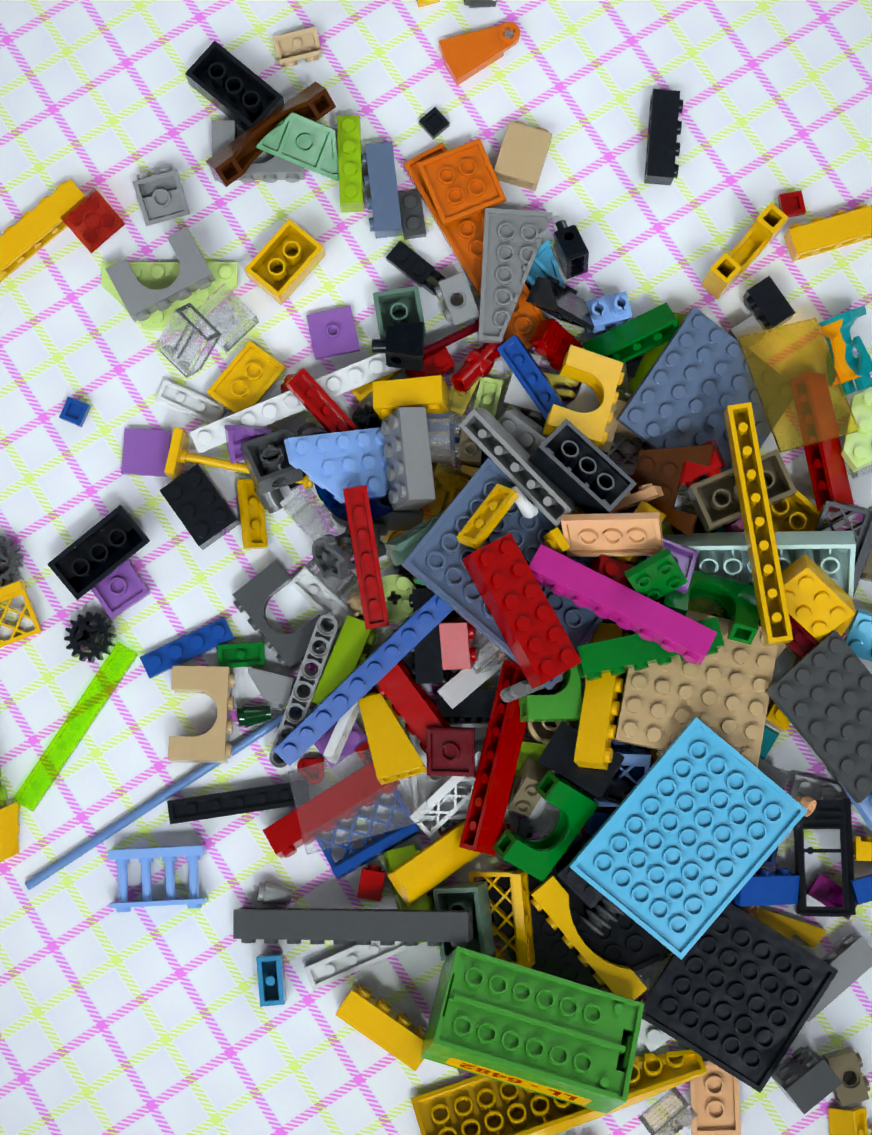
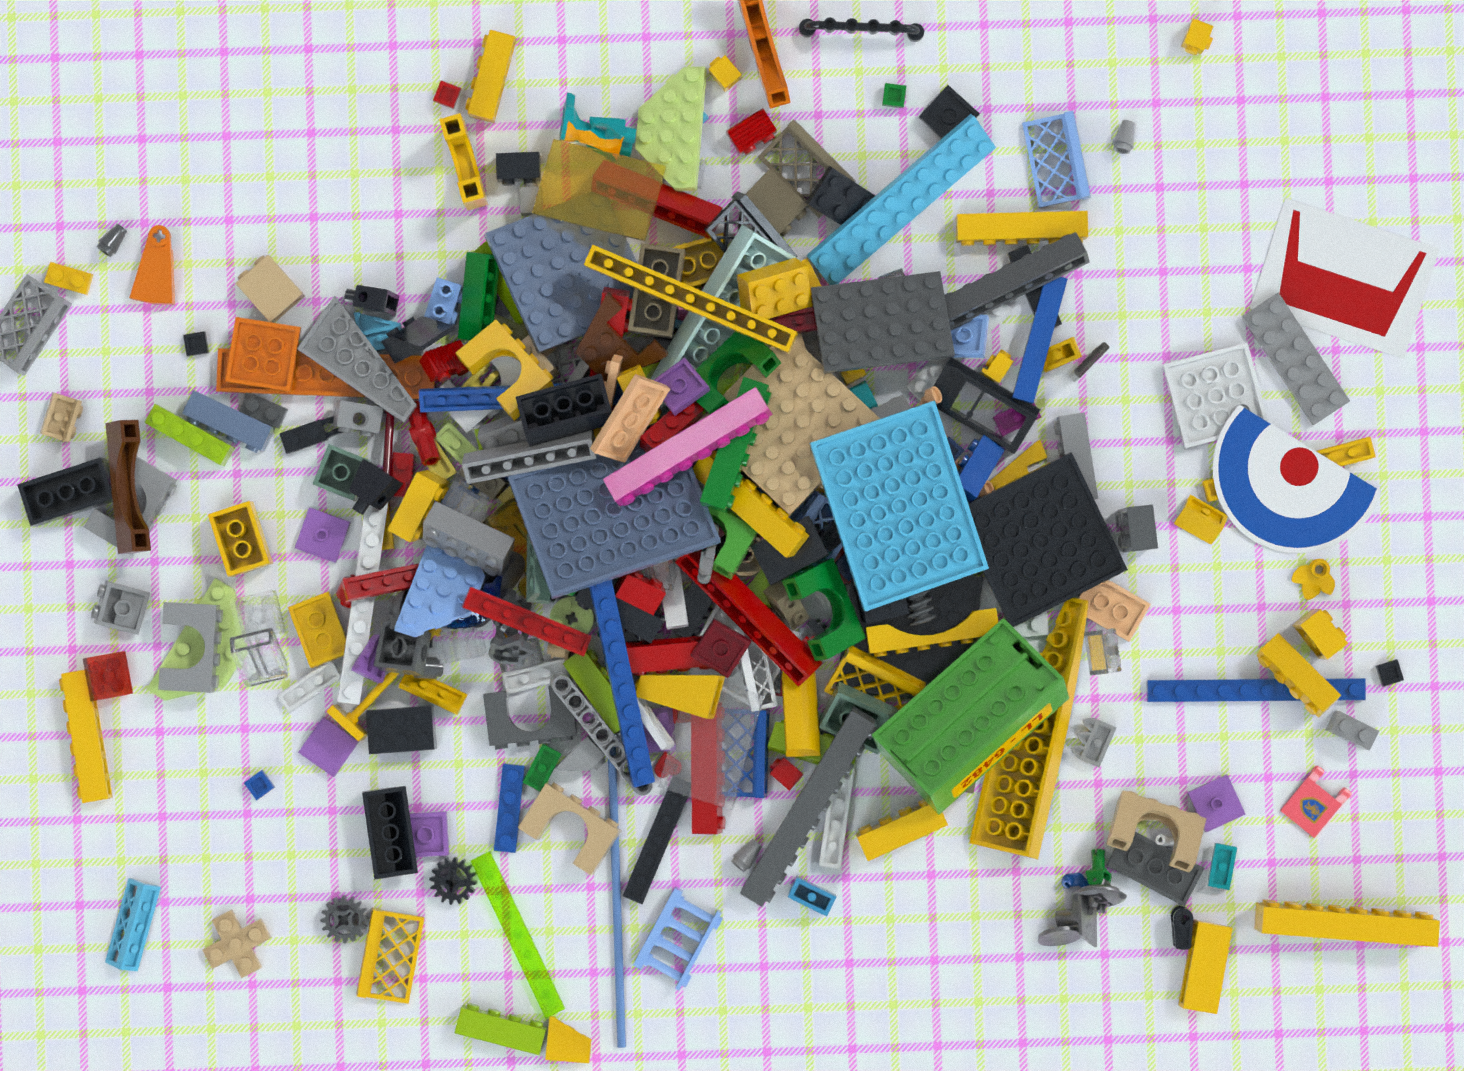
camera: 60 degrees left, 5 degrees up
(253, 714) = (595, 787): dark green cone -> none
(304, 144) = (153, 464): wing -> none
(365, 418) = (411, 552): black gear -> none
(487, 516) = (555, 507): yellow plate -> none
(521, 610) = (645, 527): red brick -> none
(524, 505) = (566, 472): white arm -> none
(556, 541) = (607, 465): yellow plate -> none
(656, 575) = (683, 405): green plate -> none
(662, 137) = (325, 164): black brick -> none
(854, 1089) = (1171, 494): dark tan brick -> none

